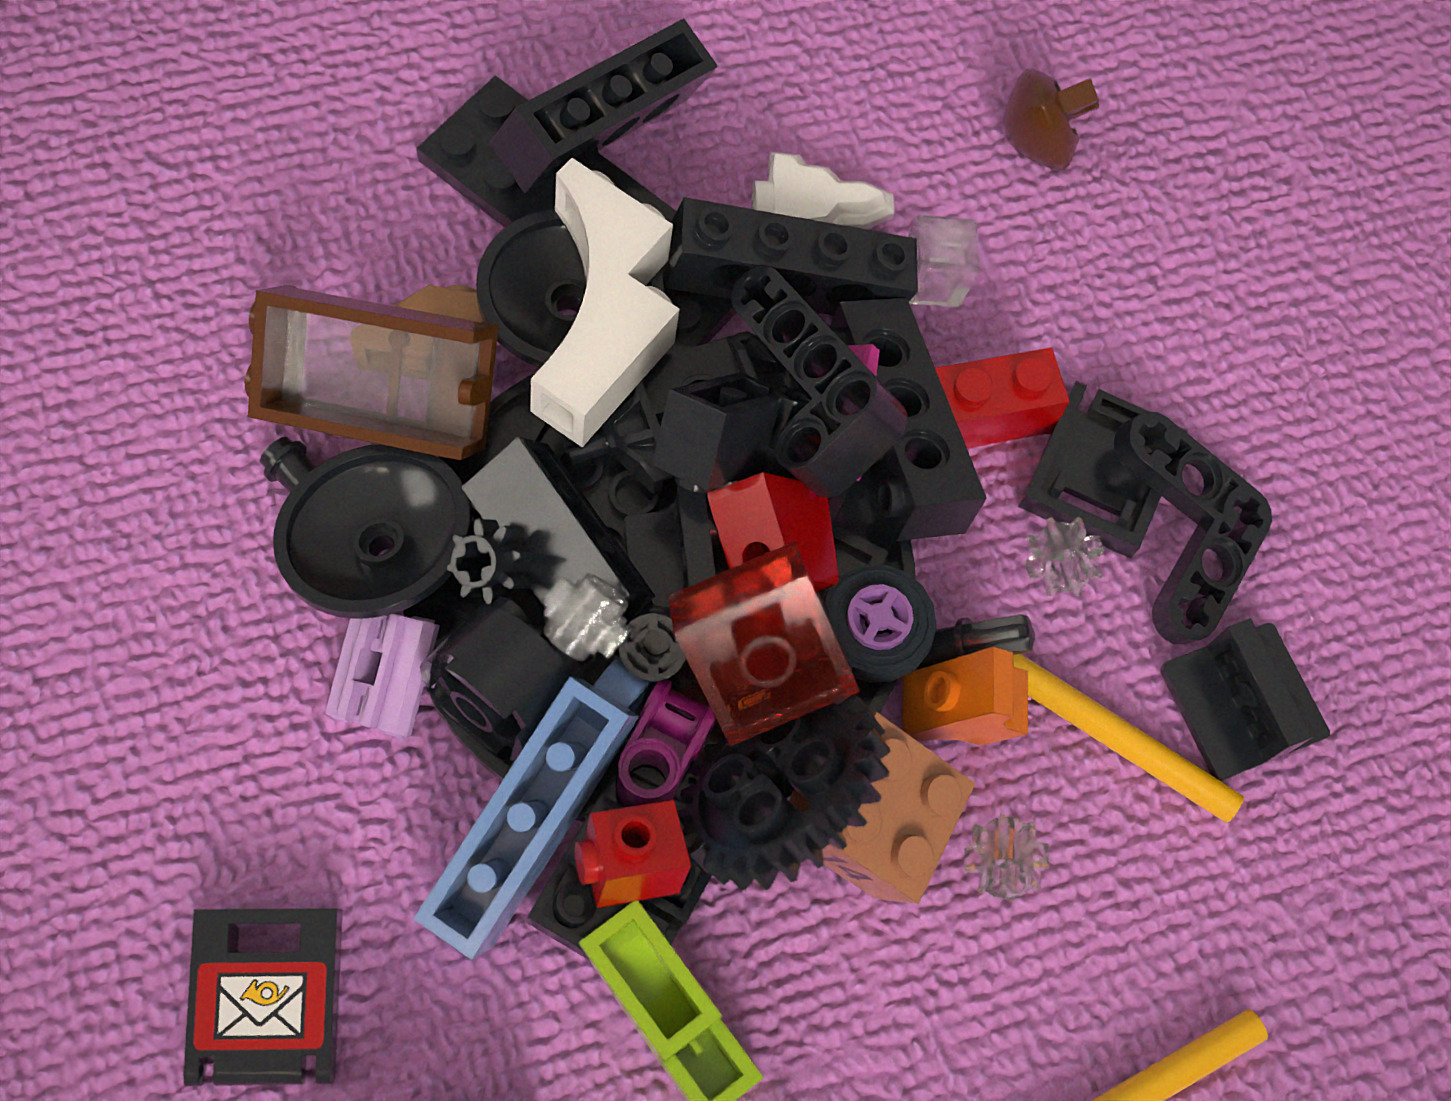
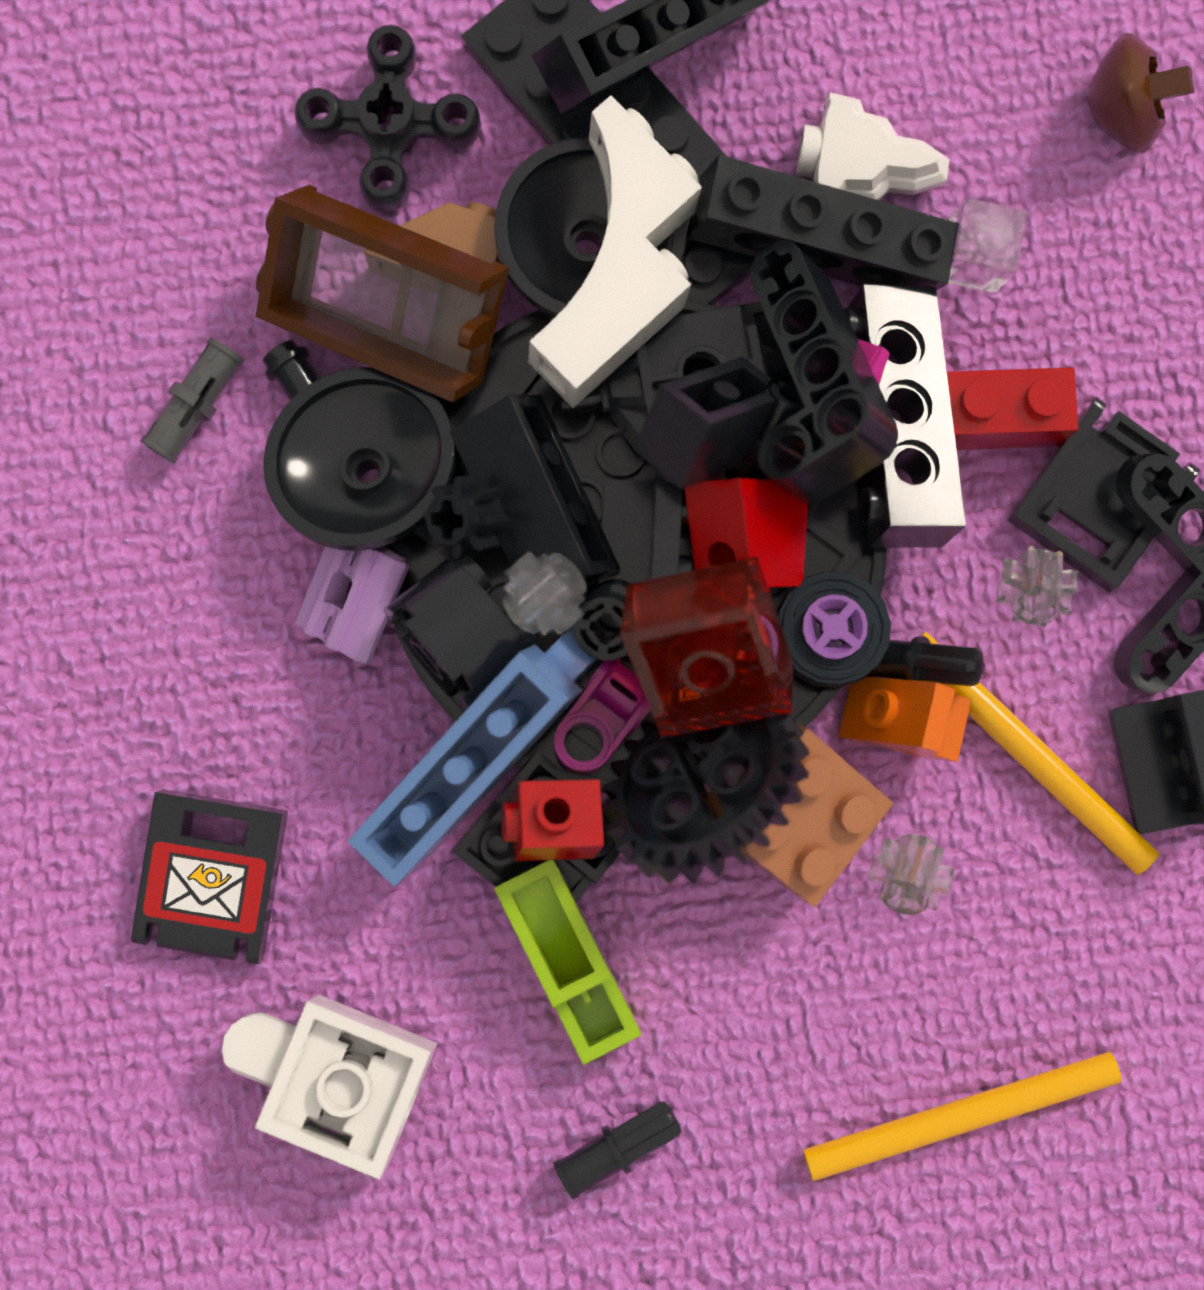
camera: 20 degrees right, 15 degrees up
(190, 511) = (192, 400): none -> dark grey pin
(354, 174) = (365, 115): none -> black gear

